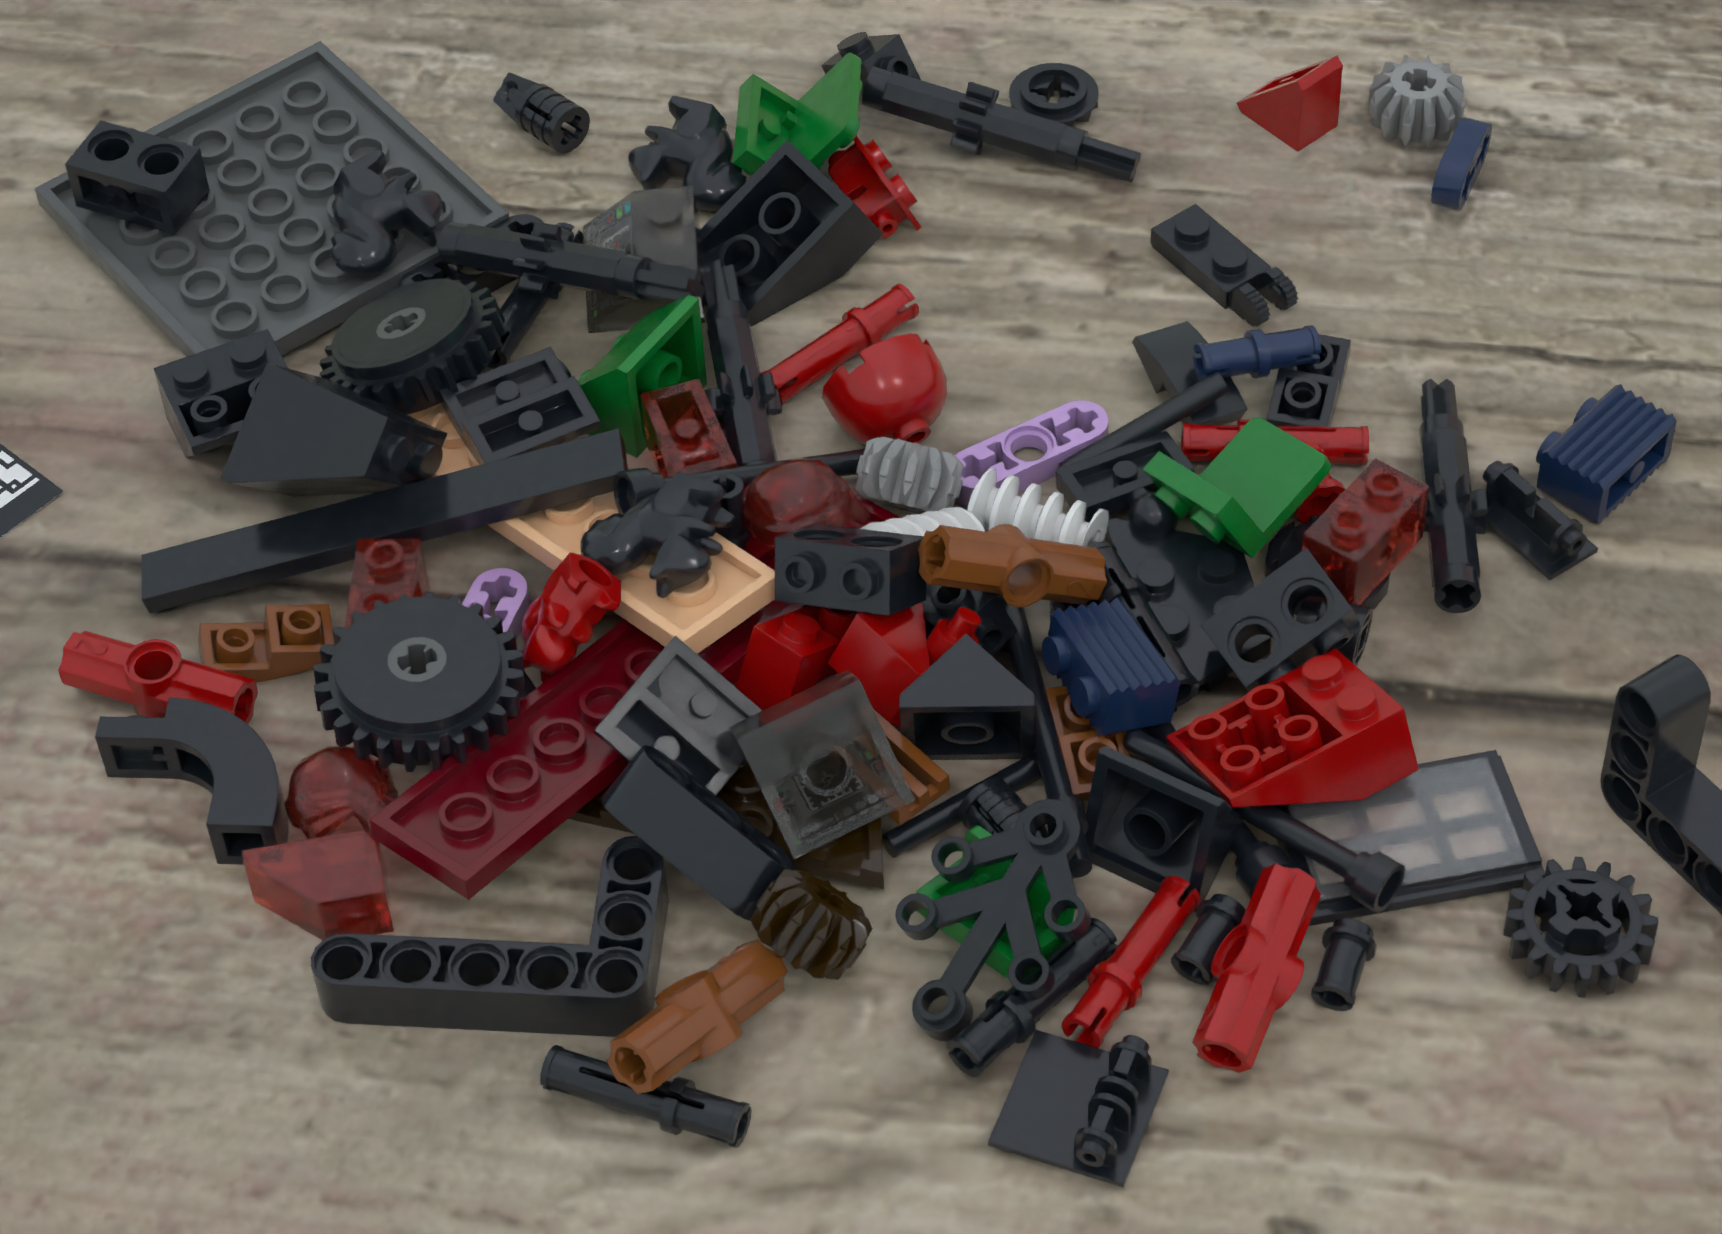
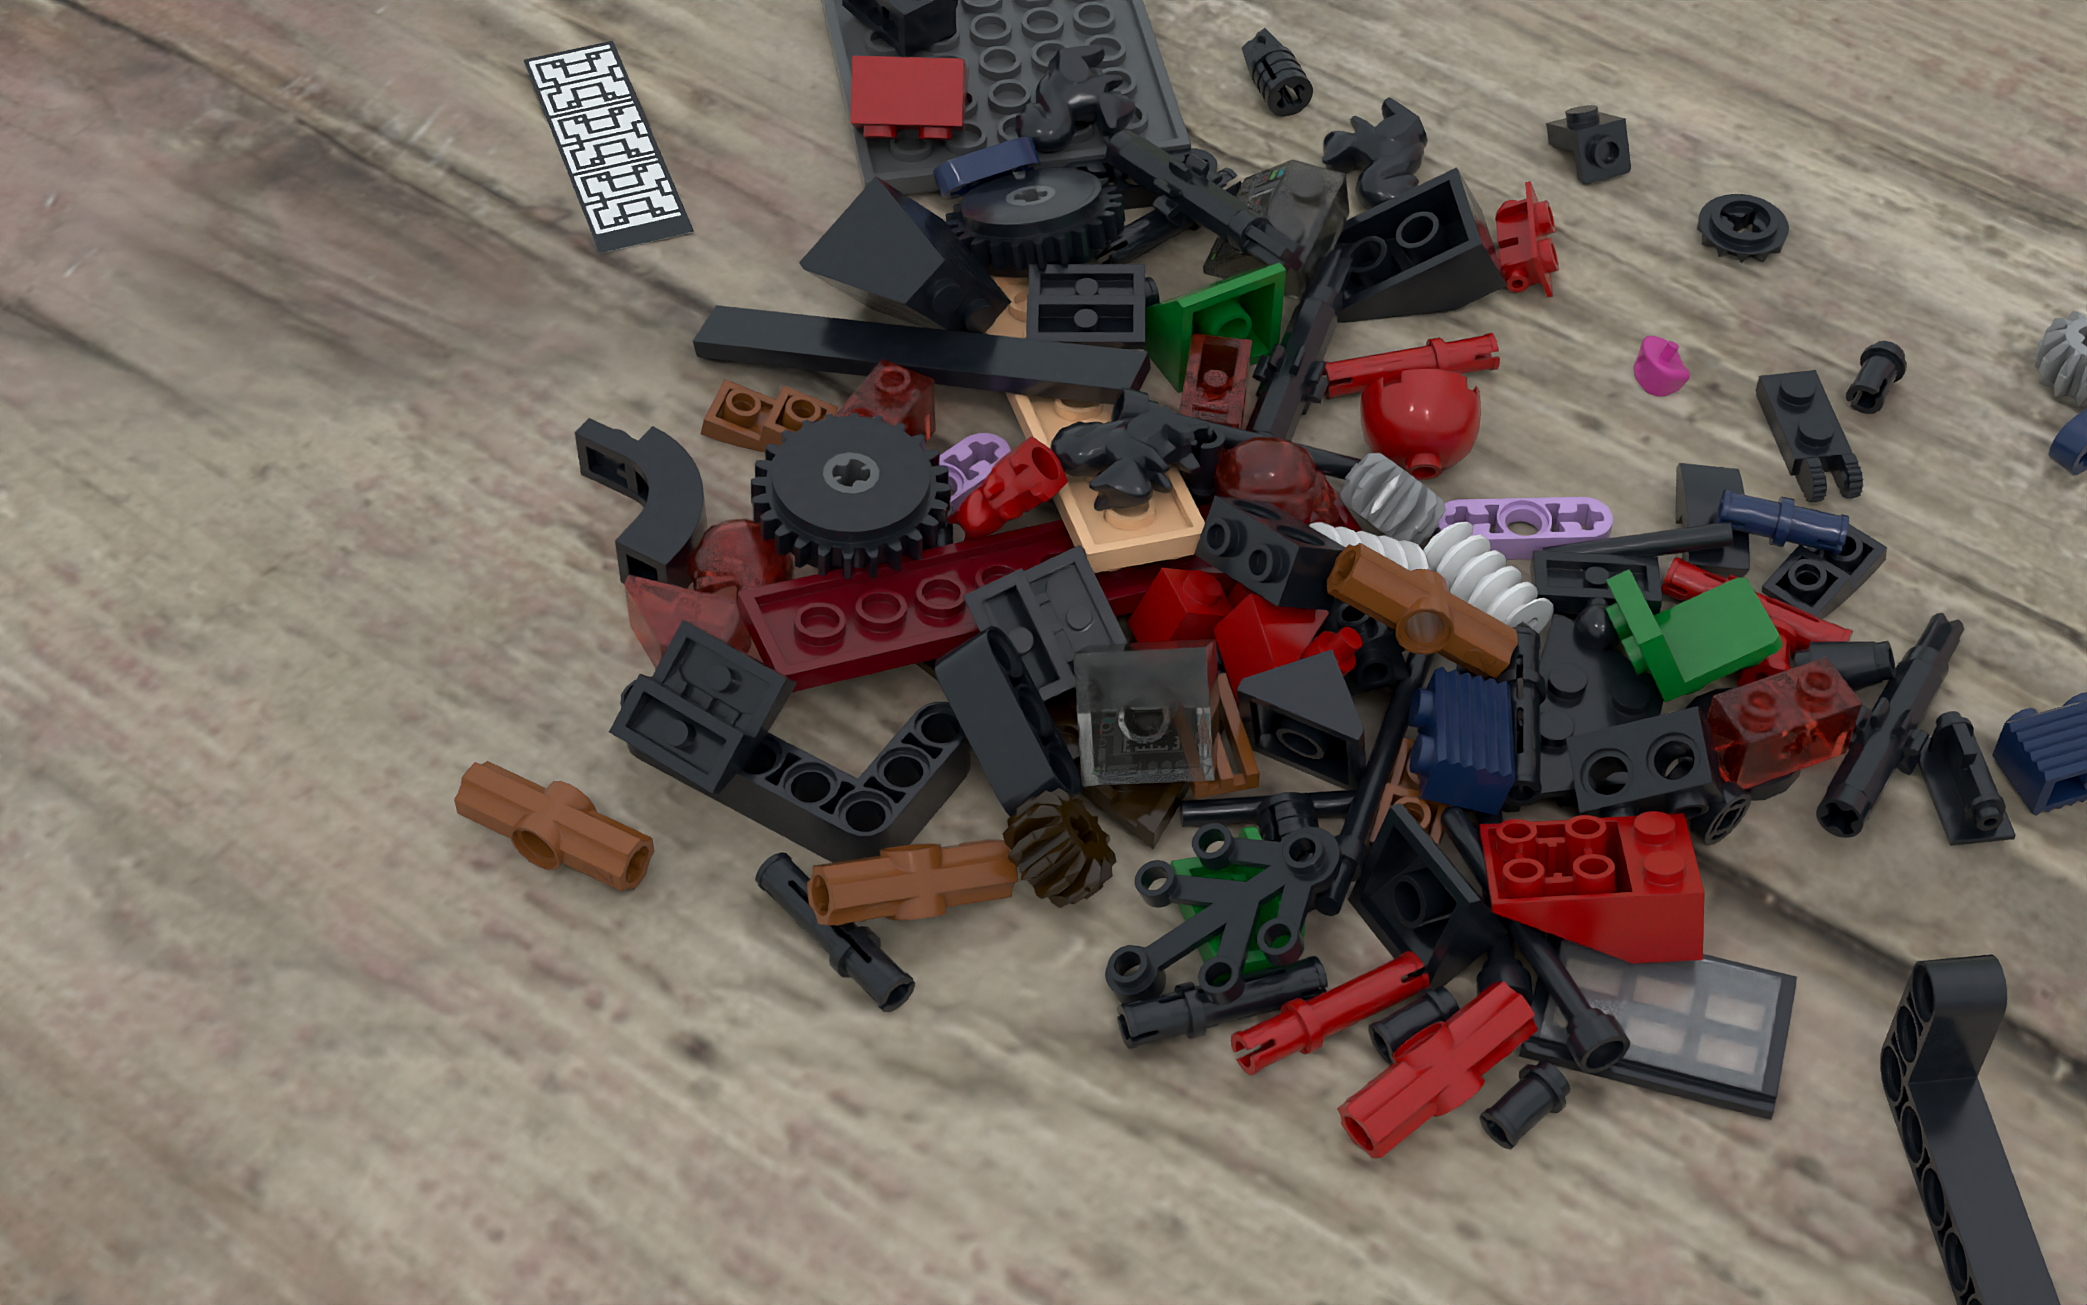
camera: 25 degrees right, 0 degrees up
(151, 675) = (659, 401): red piece -> none
(213, 389) = (838, 180): black slope -> none
(216, 271) = (908, 96): none -> red slope
(315, 1121) = (554, 825): none -> dark orange piece
(331, 312) = (967, 171): none -> dark blue beam
(407, 943) = (702, 708): none -> black slope
(813, 124) = (1483, 158): green bracket -> none
(979, 119) = (1656, 220): black piece -> none
(1058, 255) = (1660, 367): none -> dark pink piece
(1081, 1106) = (1205, 1119): black hinge -> none
(1249, 179) = (1880, 368): none -> black pin
(1298, 104) = (1971, 321): red slope -> none
(1397, 448) = (1858, 662): none -> black cone
(1580, 927) = (1774, 1175): black gear -> none

